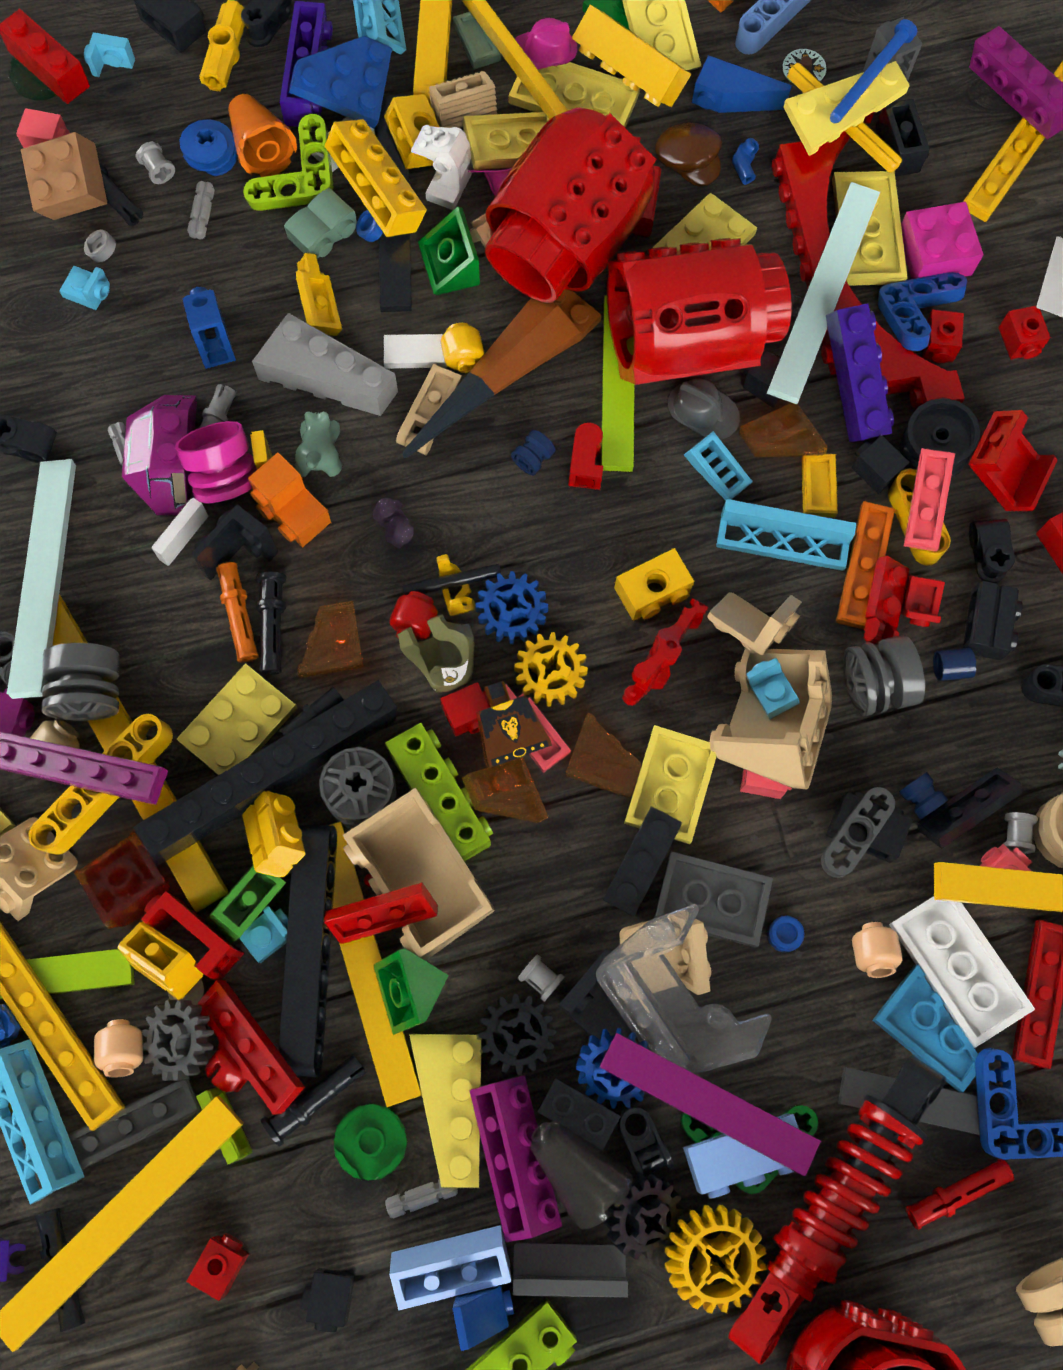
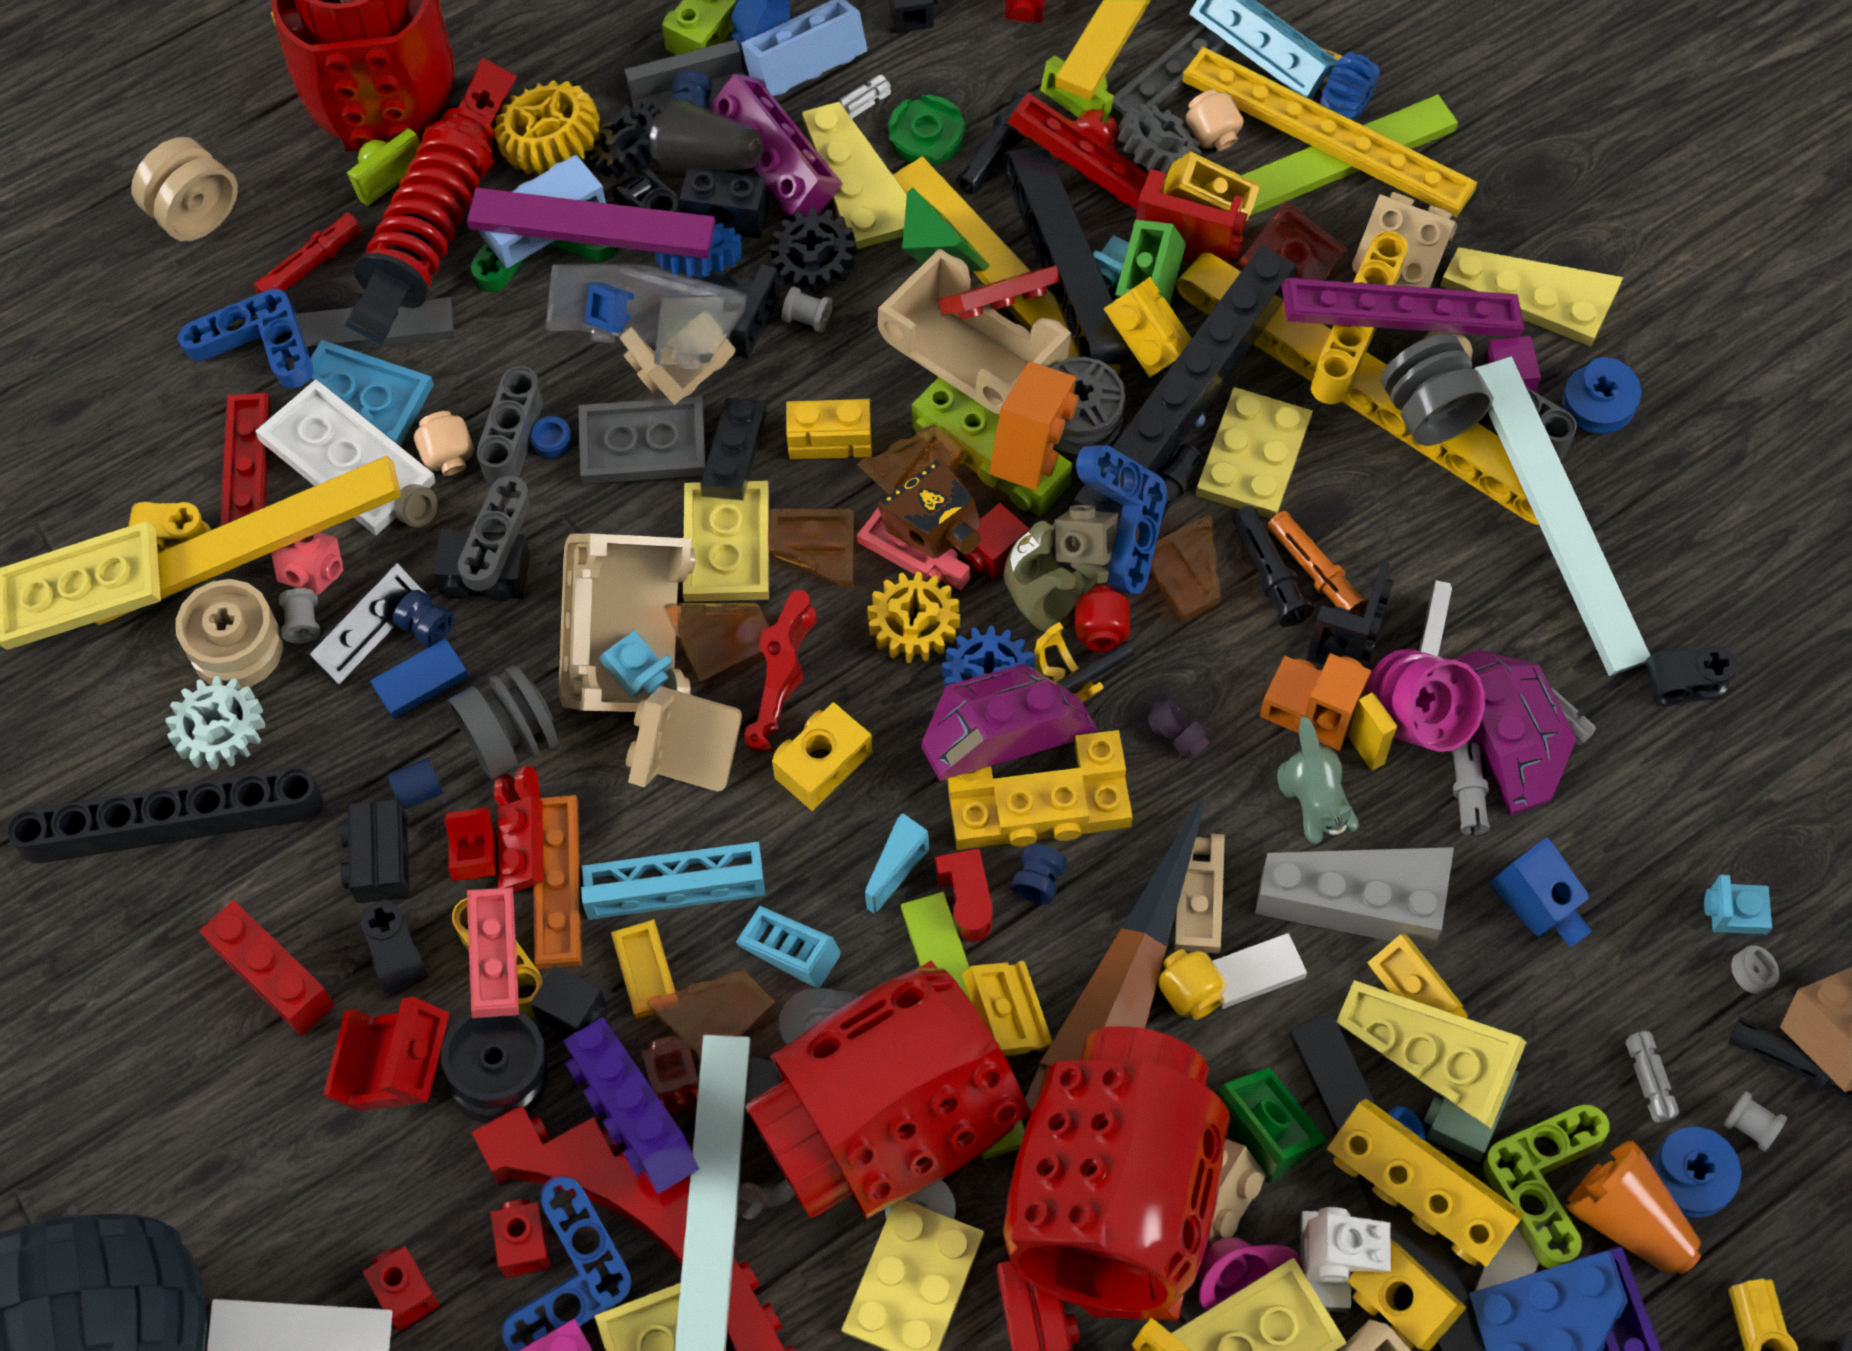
camera: 165 degrees right, 10 degrees down
(321, 238) = (1443, 1050): none -> light yellow wing
(360, 675) = (1143, 505): none -> blue beam
(402, 671) = (1084, 536): none -> dark tan brick
(409, 750) = (1032, 424): none -> orange brick
(512, 499) = (1044, 803): none -> yellow bracket
(519, 547) = (1001, 720): none -> magenta wedge
(561, 850) = (828, 429): none -> yellow brick
(574, 1247) = (692, 86): none -> dark blue wheel
(588, 372) = (1008, 1006): none -> yellow plate
(620, 497) = (901, 854): none -> medium azure slope
(701, 700) = (716, 634): none -> clear orange wing
(711, 1023) = (607, 307): none -> blue tile
(823, 396) = (672, 1073): none -> clear red brick
(833, 938) = (509, 410): none -> dark grey beam
(874, 1275) = (382, 165): none -> lime tile
(911, 898) = (416, 506): none -> dark tan tile
(934, 753) = (419, 678): none -> blue tile

